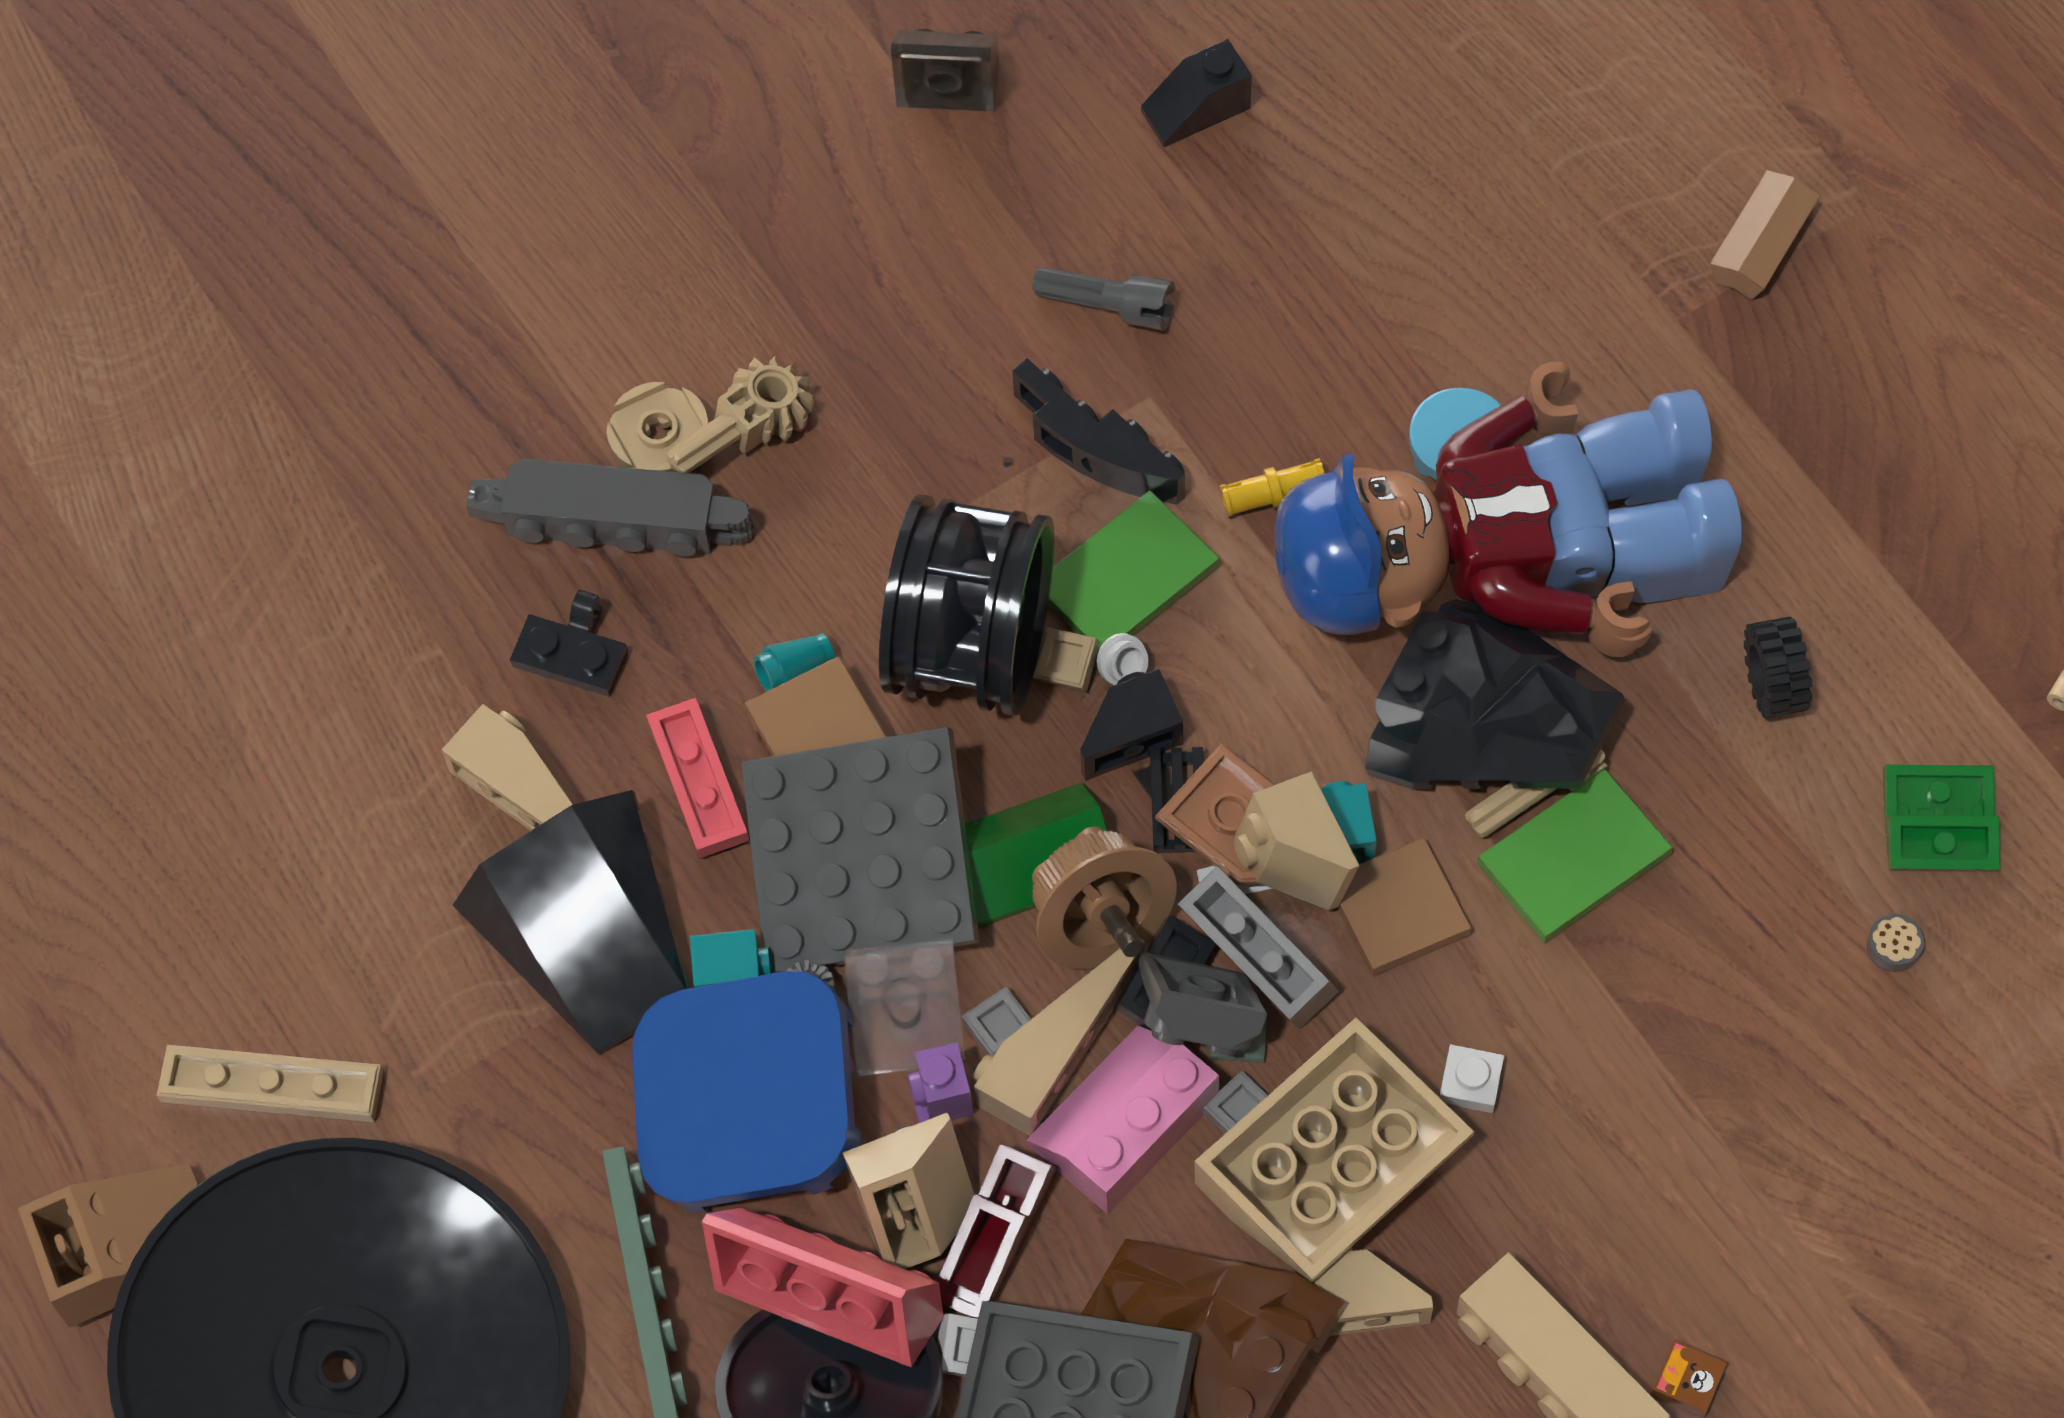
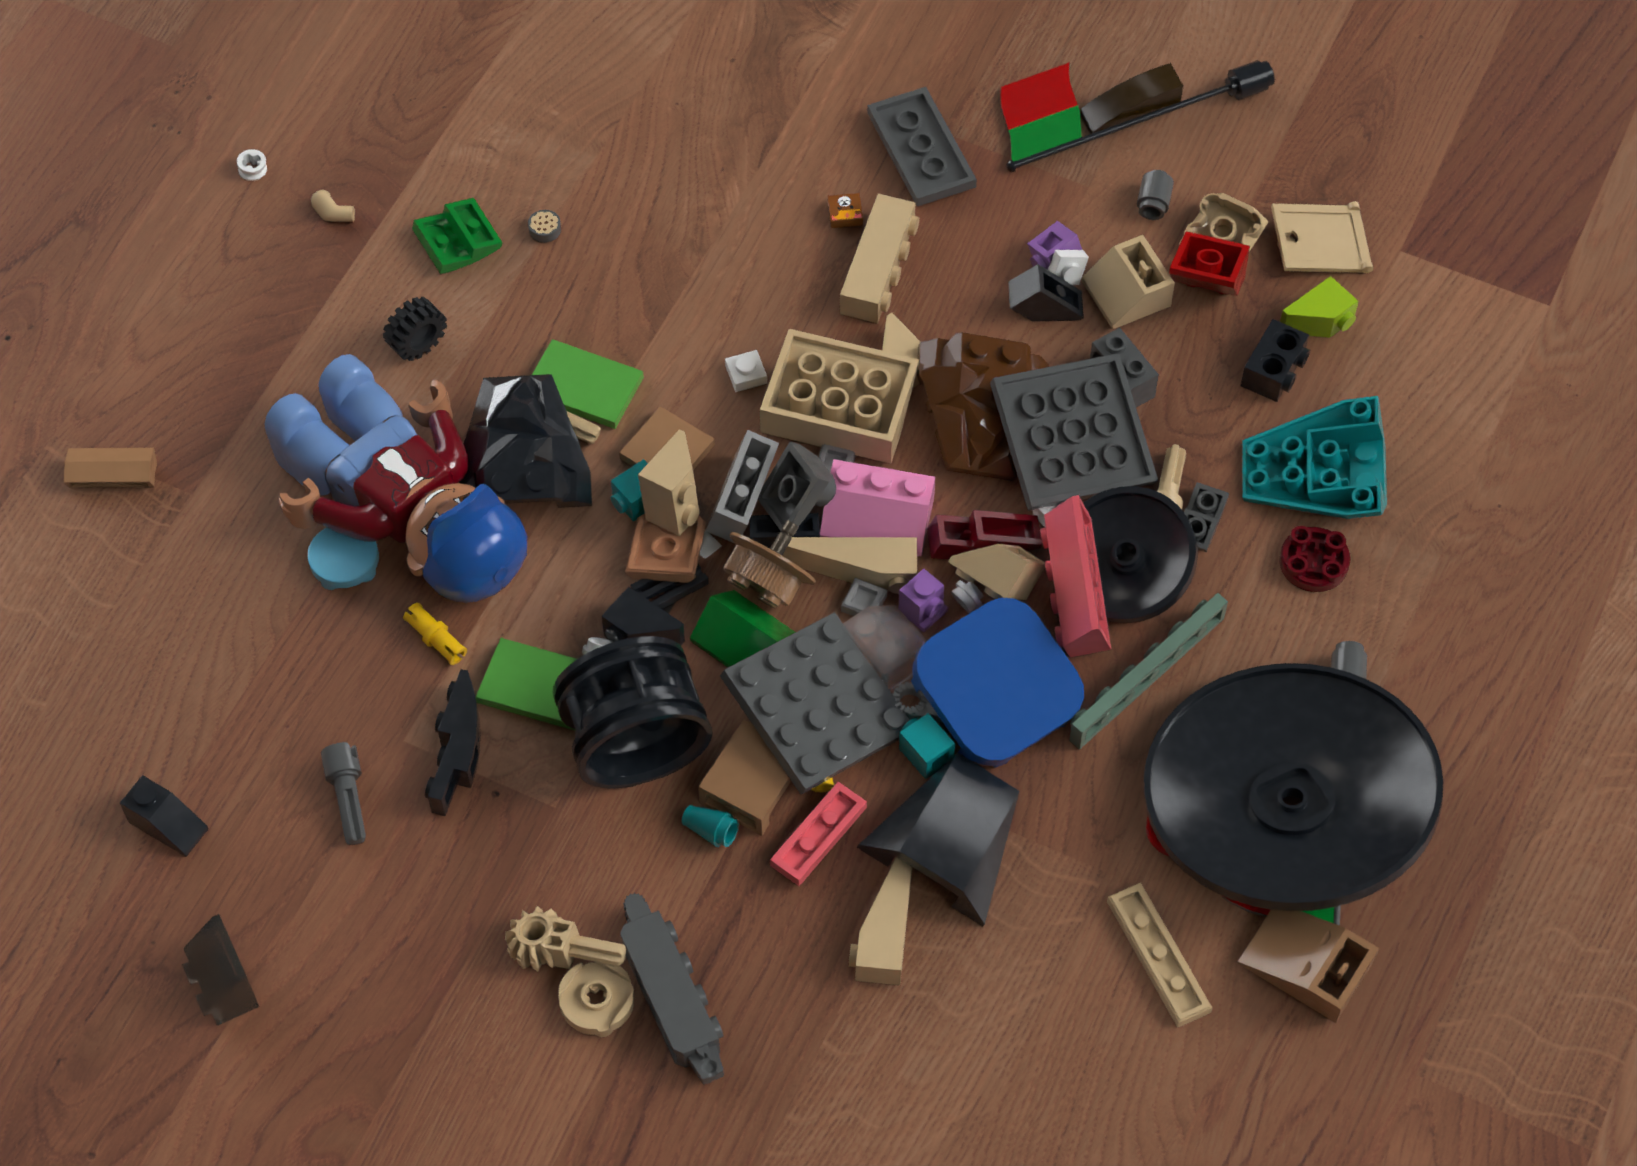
camera: 125 degrees left, 5 degrees down
(571, 650) = (778, 958): black plate -> none

